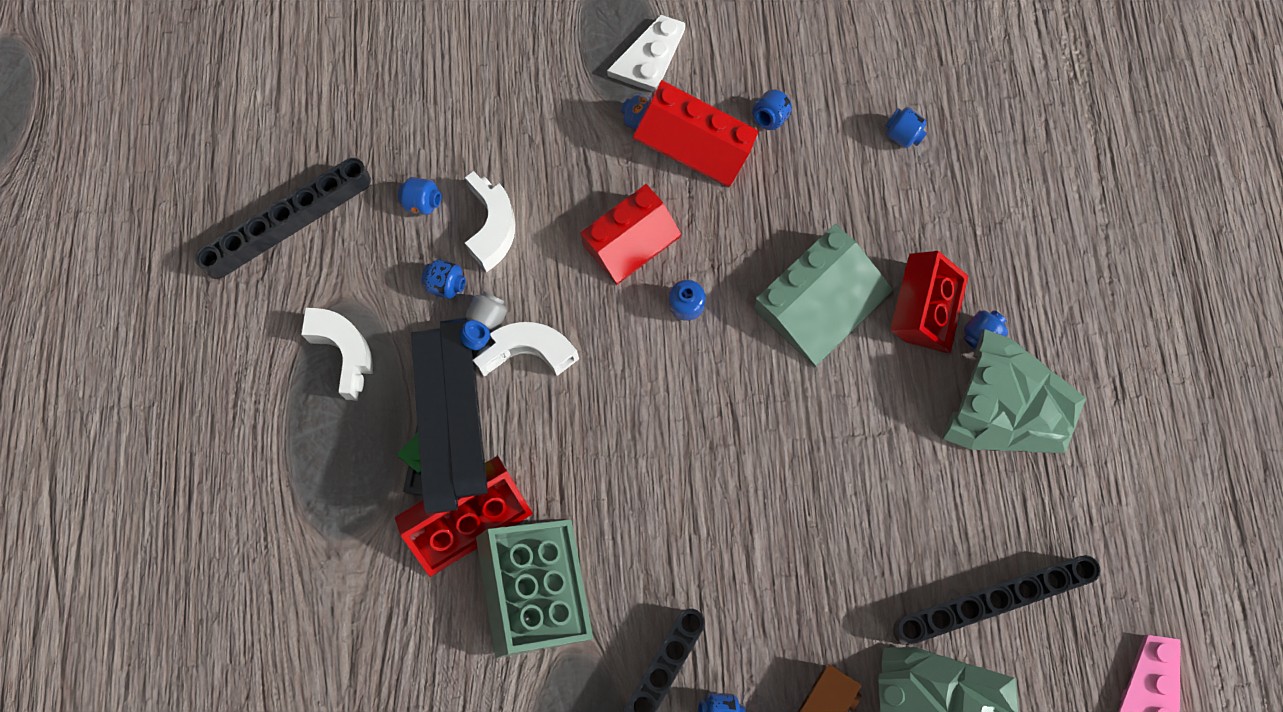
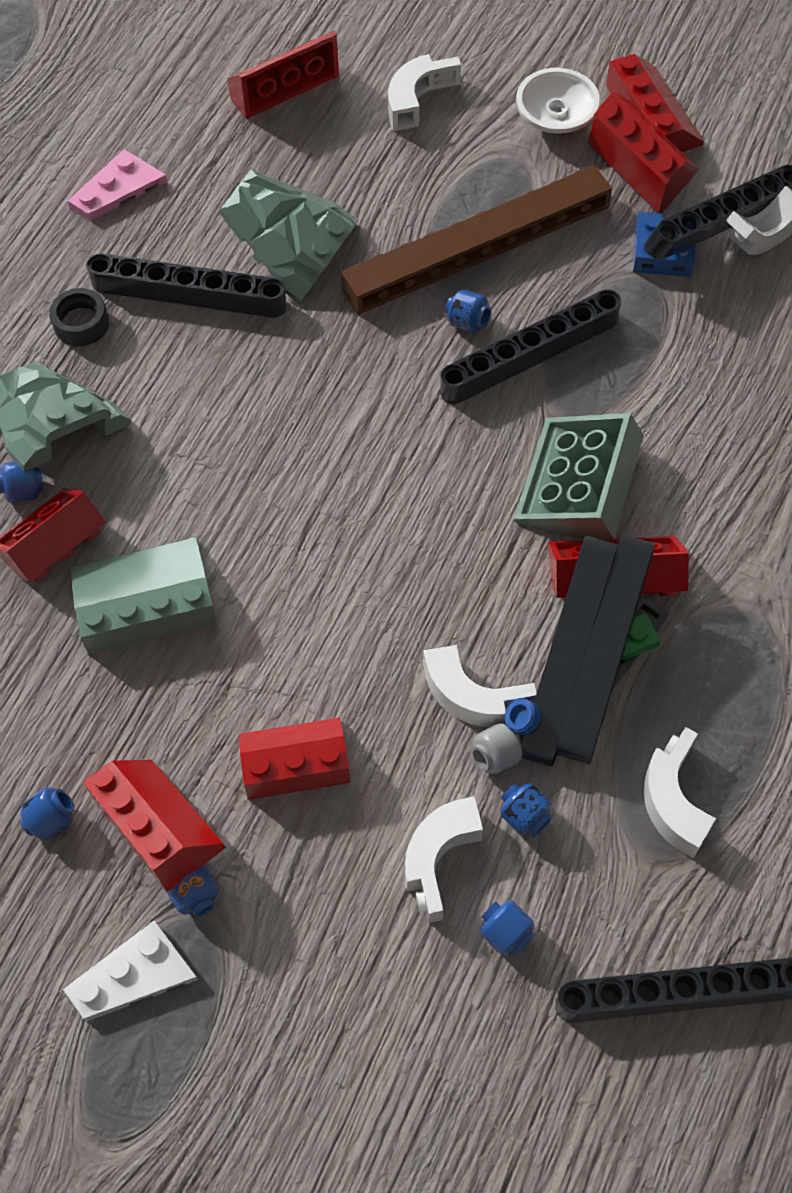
camera: 155 degrees left, 10 degrees down
(687, 300) = (279, 650): blue head -> none
(1081, 499) = (72, 300): none -> black tyre

